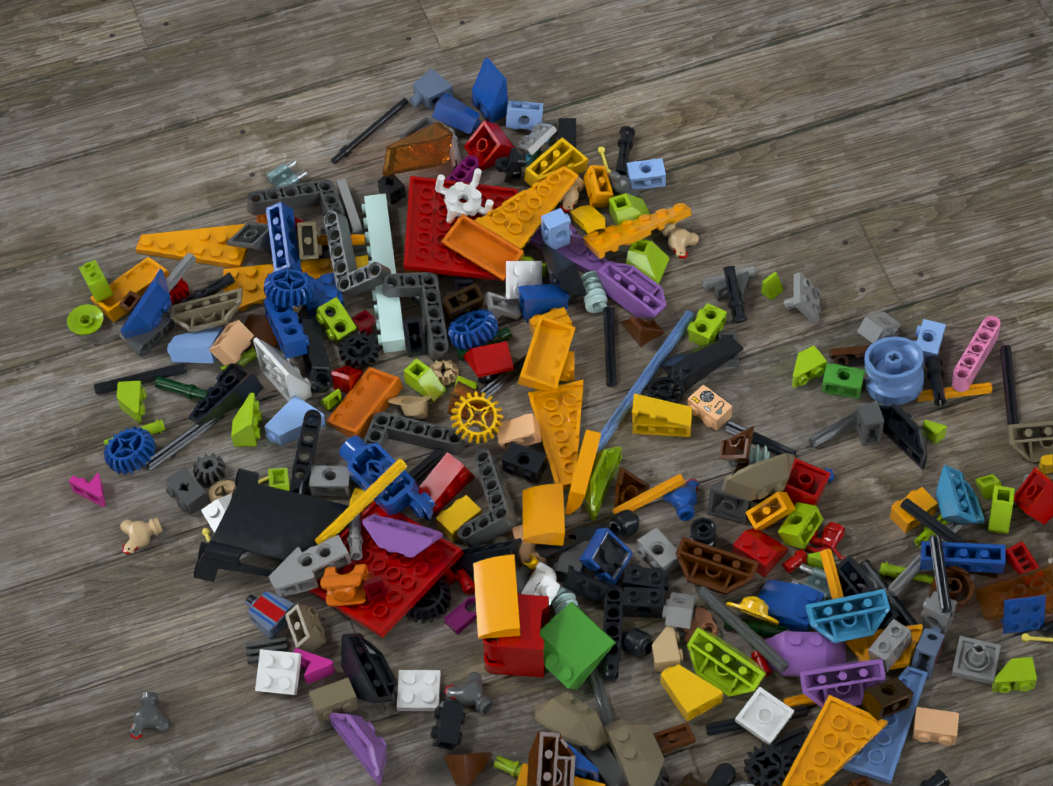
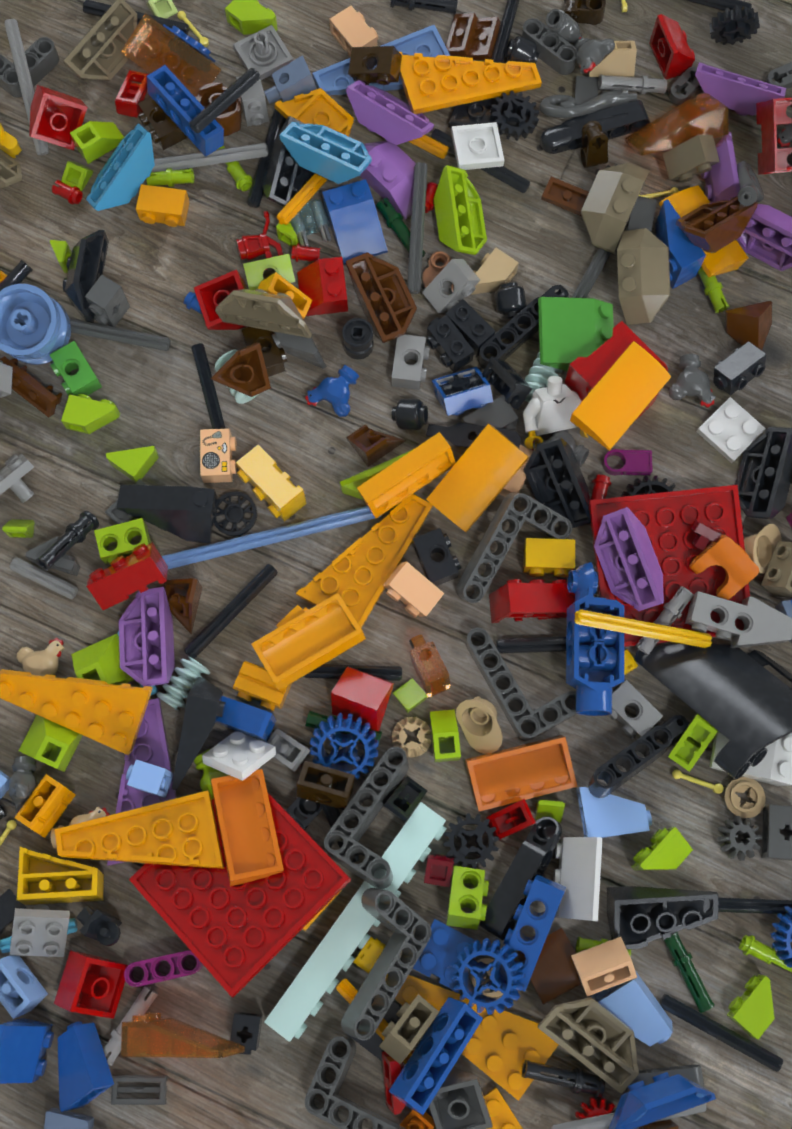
camera: 140 degrees left, 20 degrees up
(335, 625) = (762, 545): none -> tan piece
(349, 206) = (311, 1052): light grey beam -> none
(464, 191) = (190, 906): white plate -> none
(471, 410) = (440, 639): yellow gear -> none
(588, 218) = (99, 771): yellow piece -> none
(651, 494) = (363, 418): light orange axle -> none
(679, 307) = (127, 576): none -> red wedge
(689, 692) = (511, 222): yellow slope -> none
(751, 364) = (133, 462): none -> lime slope
(753, 607) = (398, 226): yellow hat -> none
(891, 644) = (322, 103): light grey brick -> none
(930, 522) = (169, 183): black axle -> none
(974, 470) = (67, 192): none -> red pin

